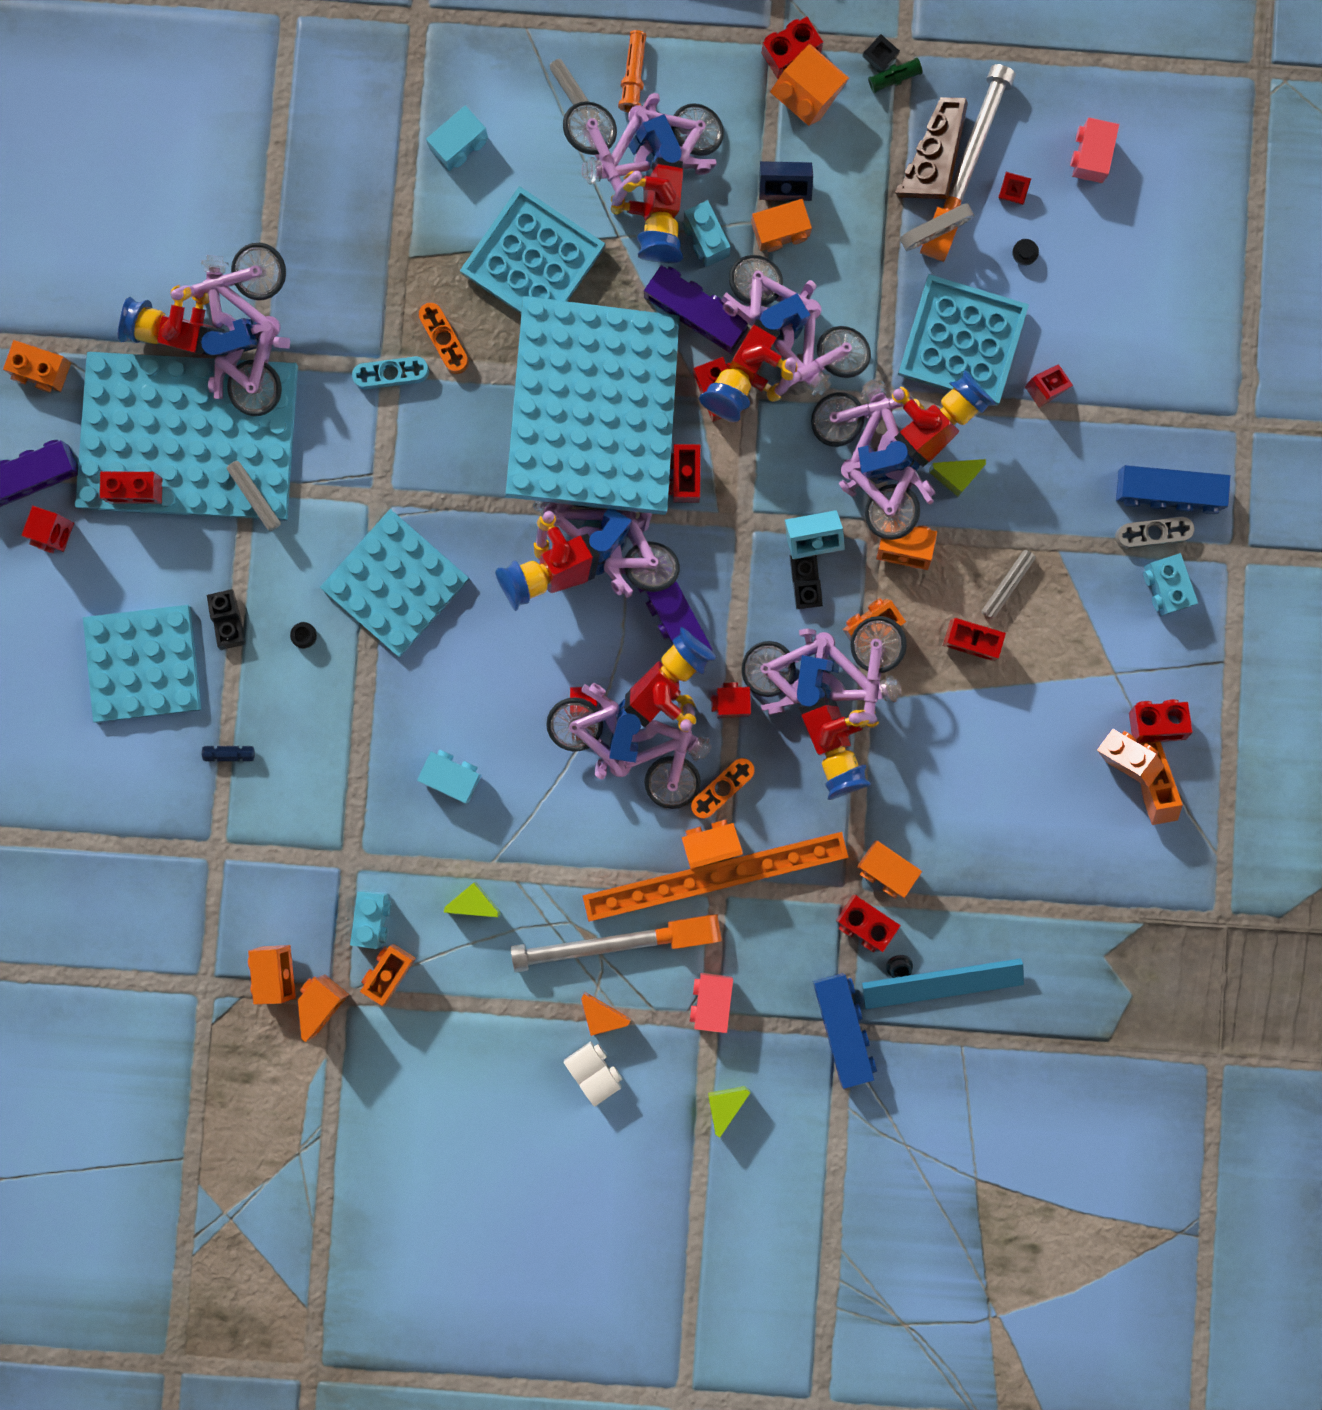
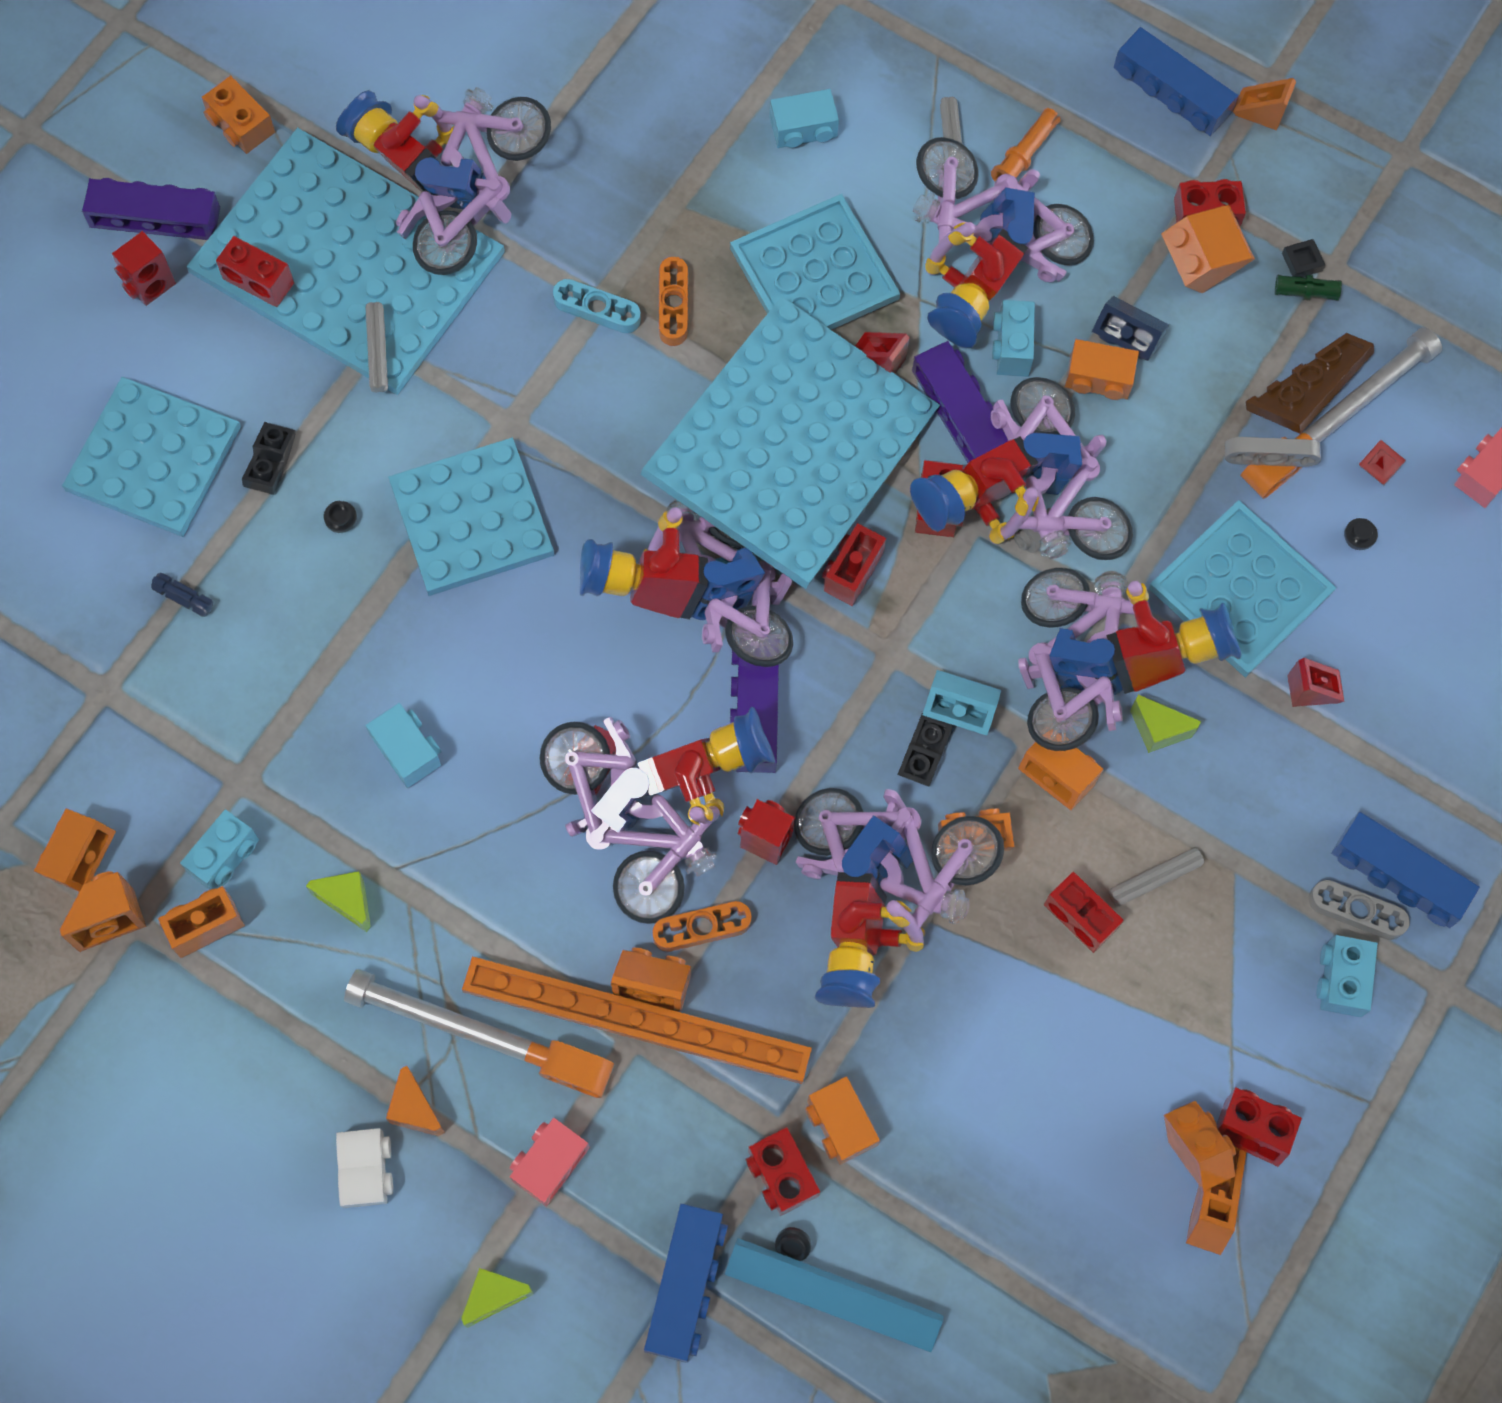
camera: 25 degrees right, 15 degrees down
(615, 295) = (885, 349): none -> red slope

